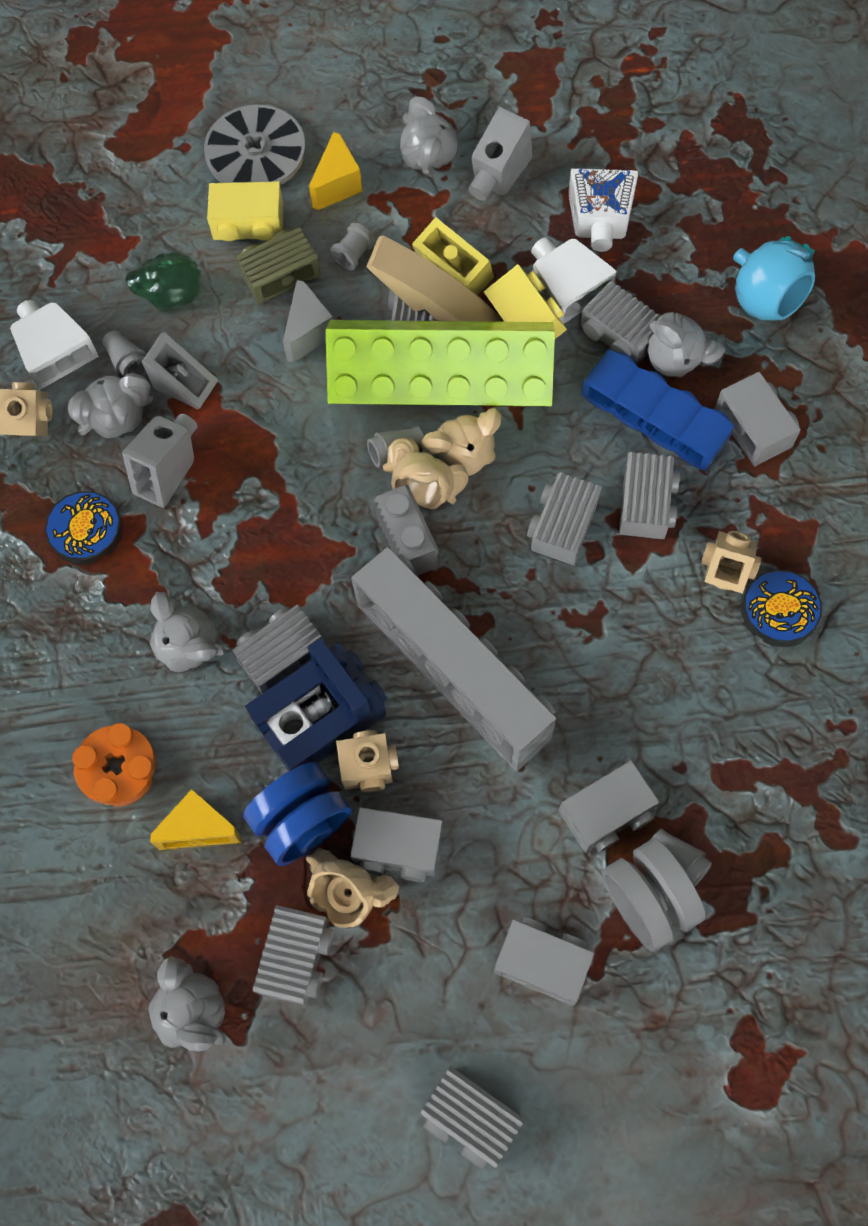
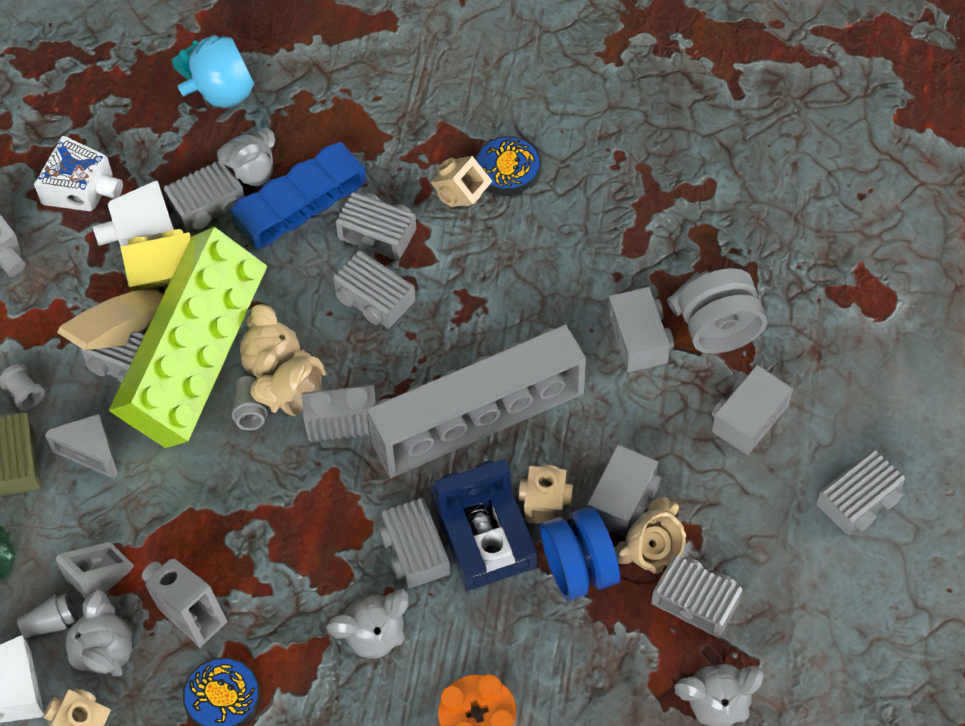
camera: 75 degrees left, 10 degrees down
(193, 825) = (556, 648): yellow slope -> none
(454, 256) = (78, 297): light yellow brick -> none
(758, 418) = (336, 123): light grey brick -> none

